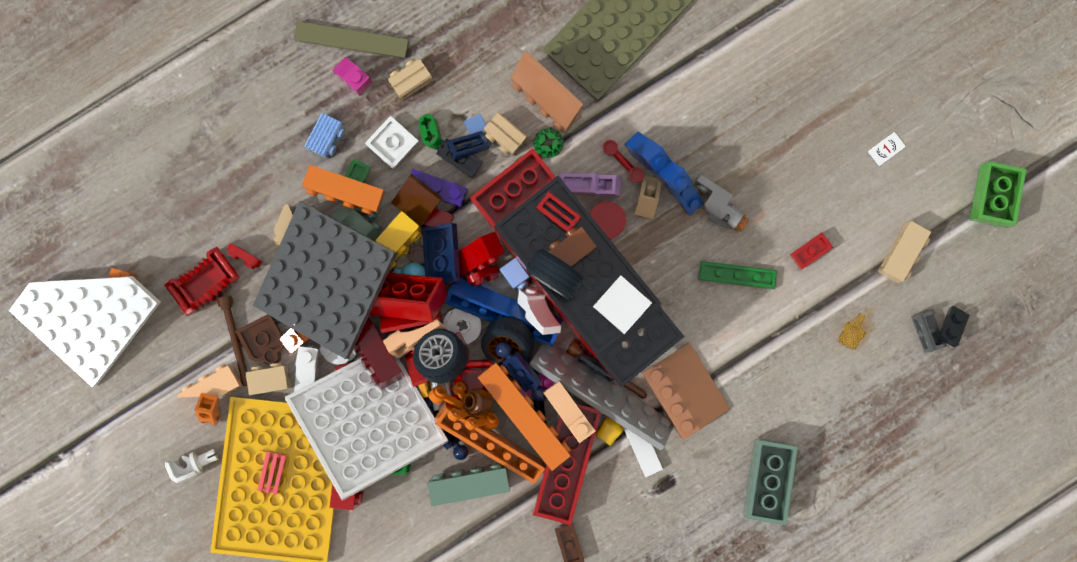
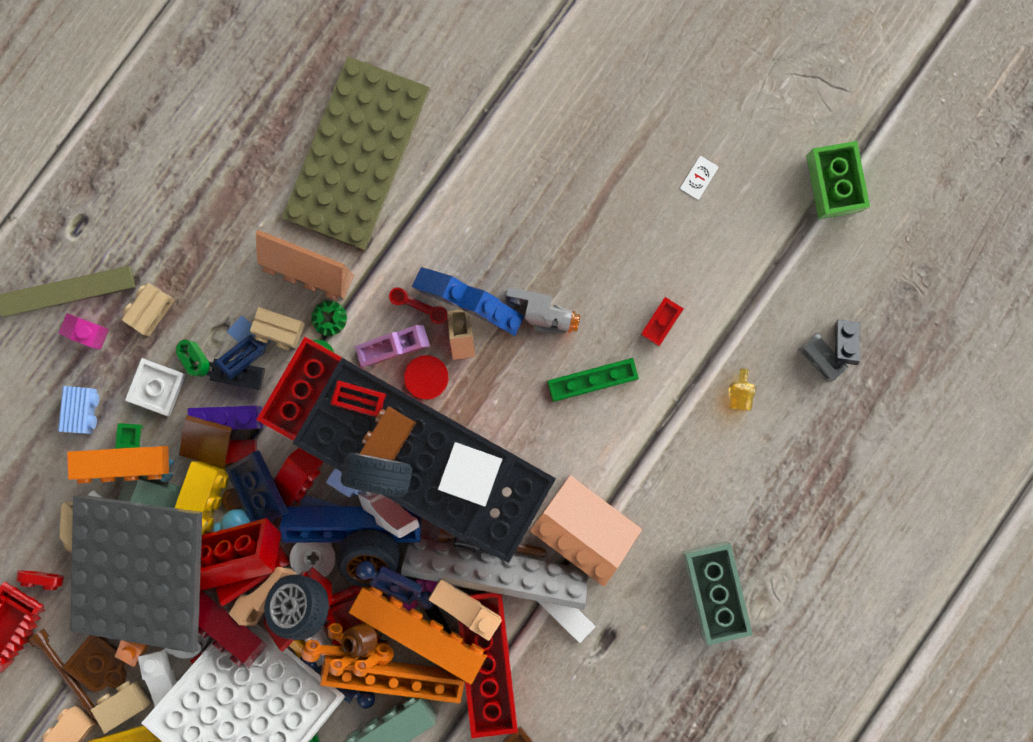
camera: 25 degrees left, 0 degrees up
(479, 277) = (308, 500): red plate -> none
(609, 431) = (520, 610): yellow piece -> none
(905, 252) = (763, 282): tan brick -> none

